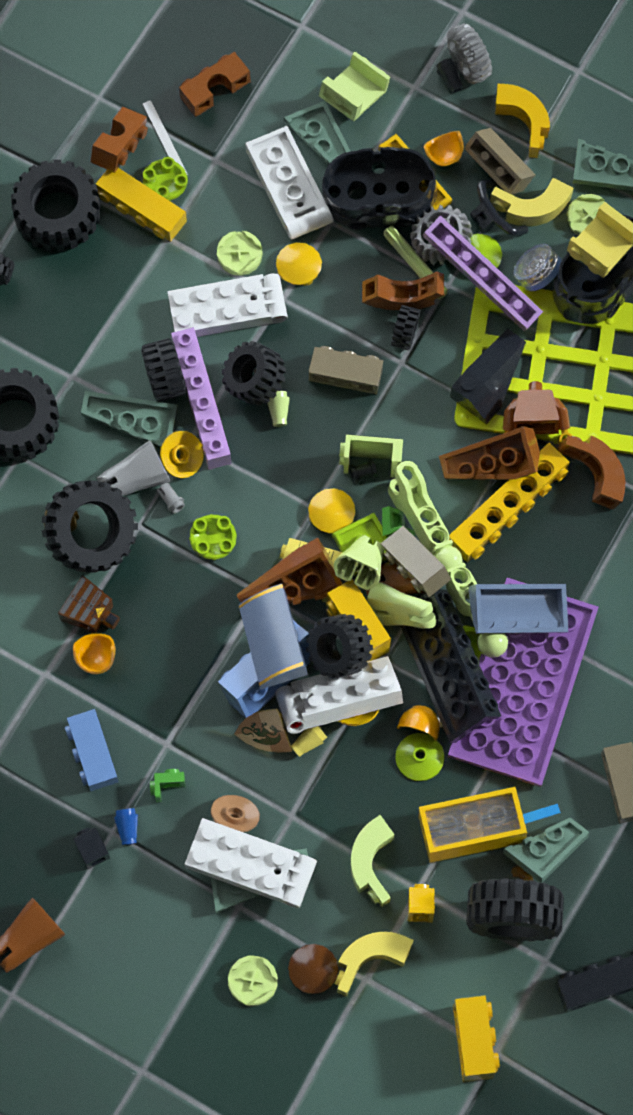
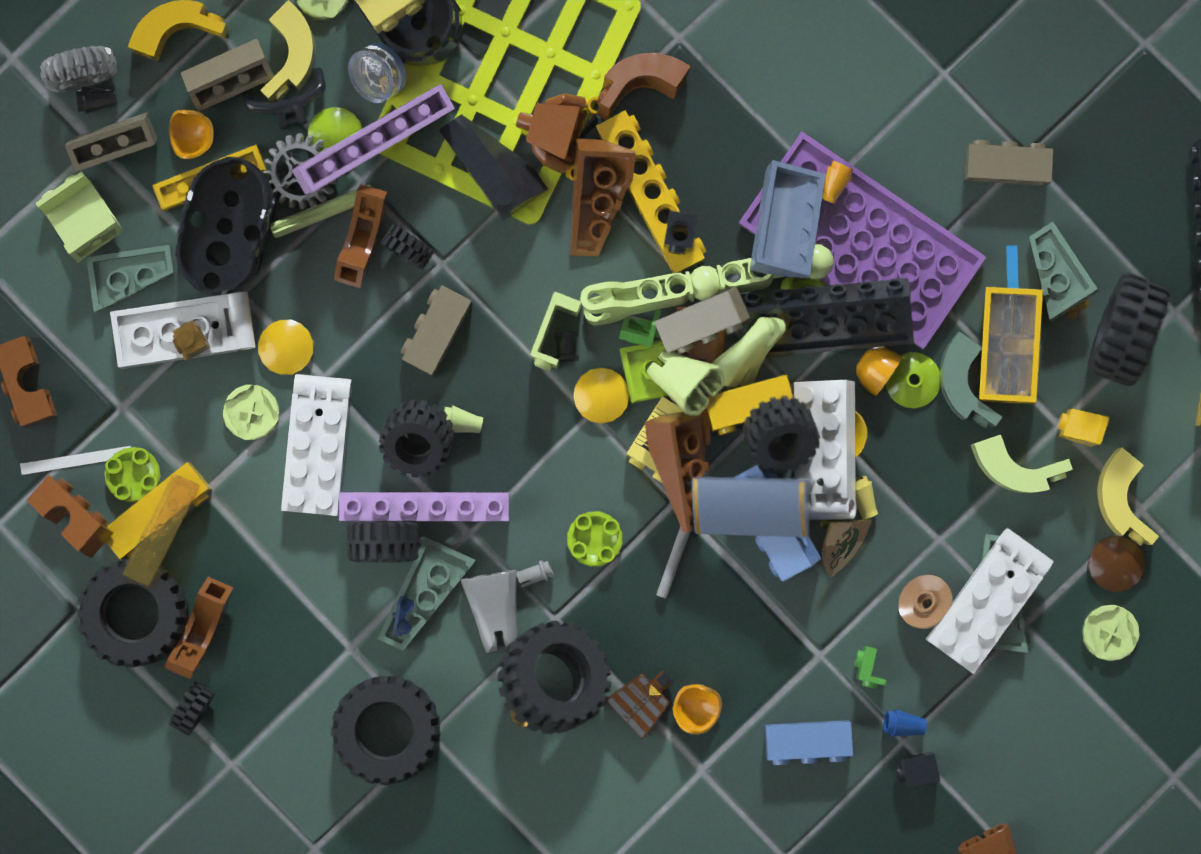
camera: 75 degrees left, 15 degrees up
(56, 260) = (201, 628): none -> dark orange arch
(115, 401) = (401, 625): none -> dark blue piece
(126, 202) = (161, 530): none -> clear yellow tile
(190, 454) = (495, 543): yellow dish -> none
(209, 604) = (672, 564): none -> light grey bar
(279, 181) = (190, 340): none -> pearl gold brick
(420, 93) = (111, 142): none -> dark tan brick
(434, 785) = (954, 382): none -> sand green arch
(490, 519) = (684, 220): none -> black brick
(566, 642) = (836, 181): none -> light orange cone

